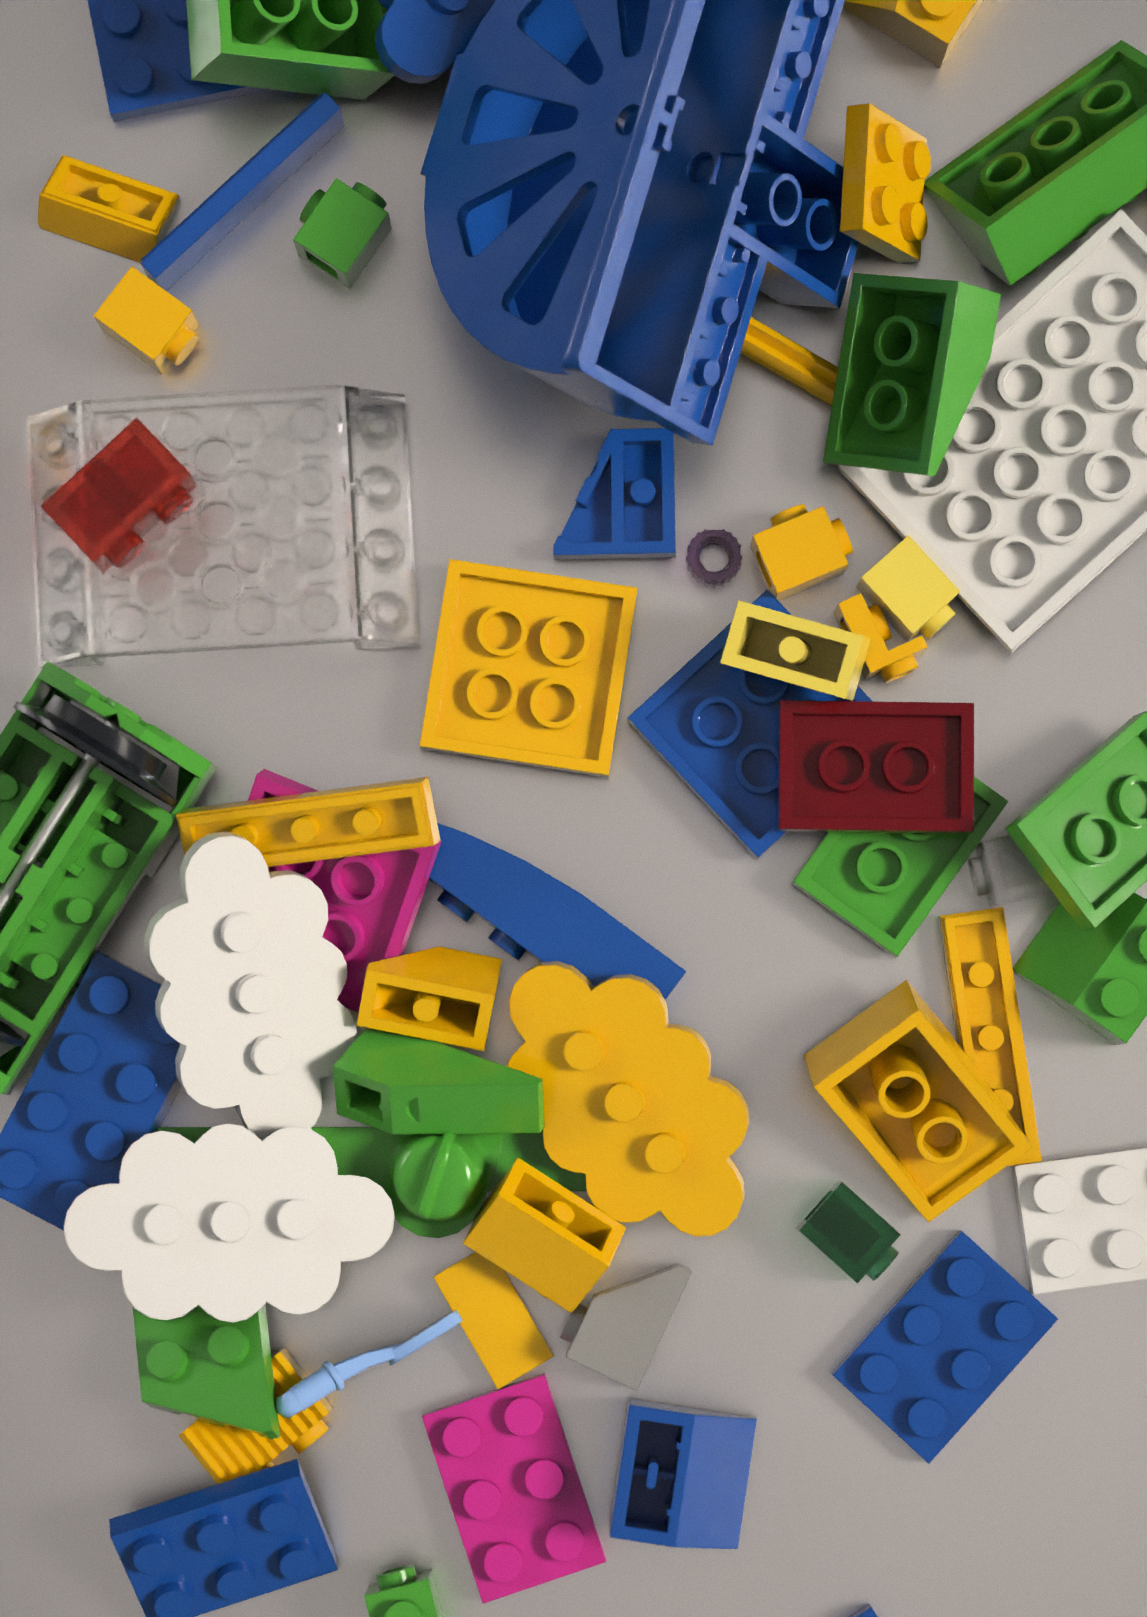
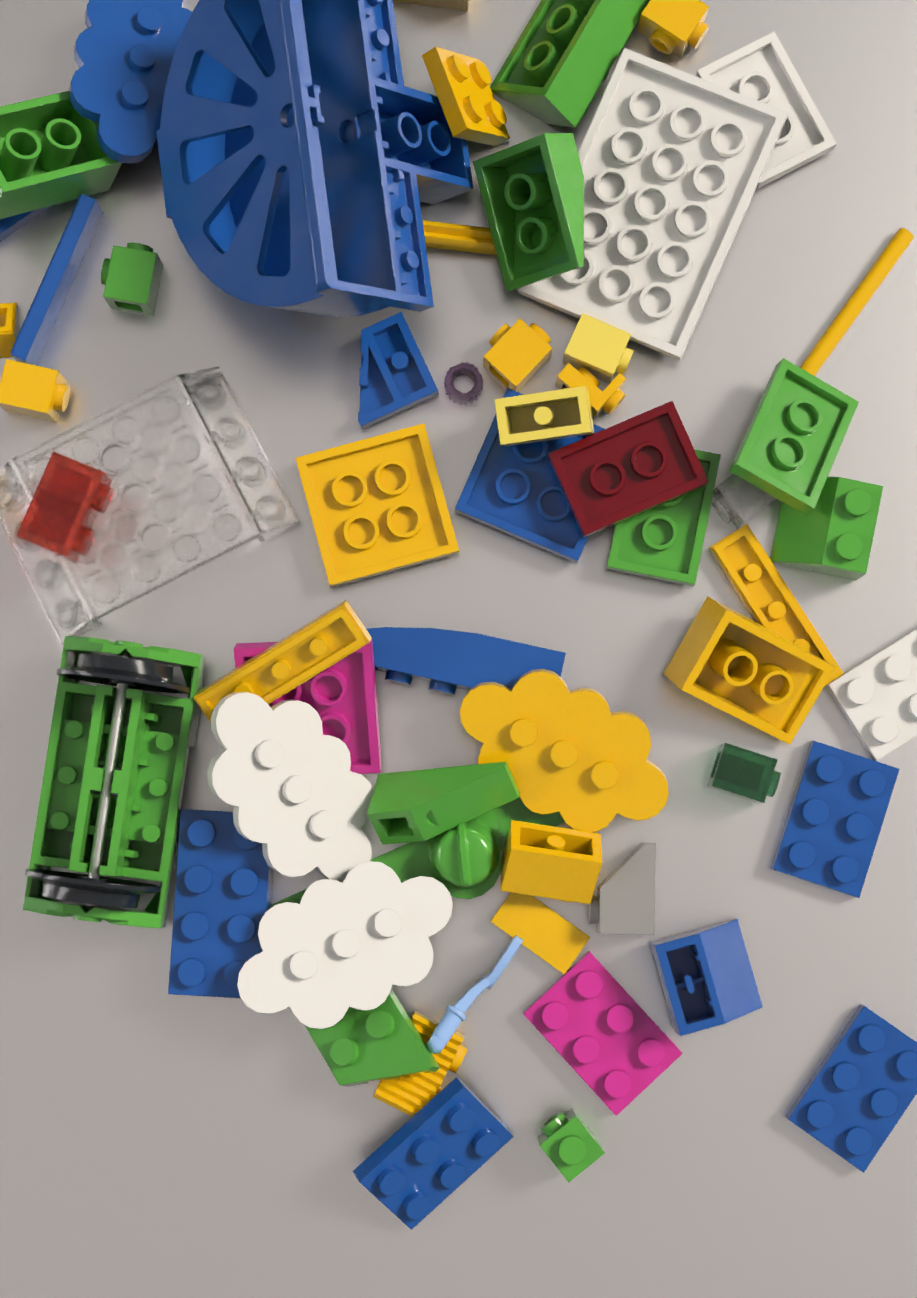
camera: 25 degrees left, 0 degrees up
(432, 996) = (410, 741): yellow slope -> none

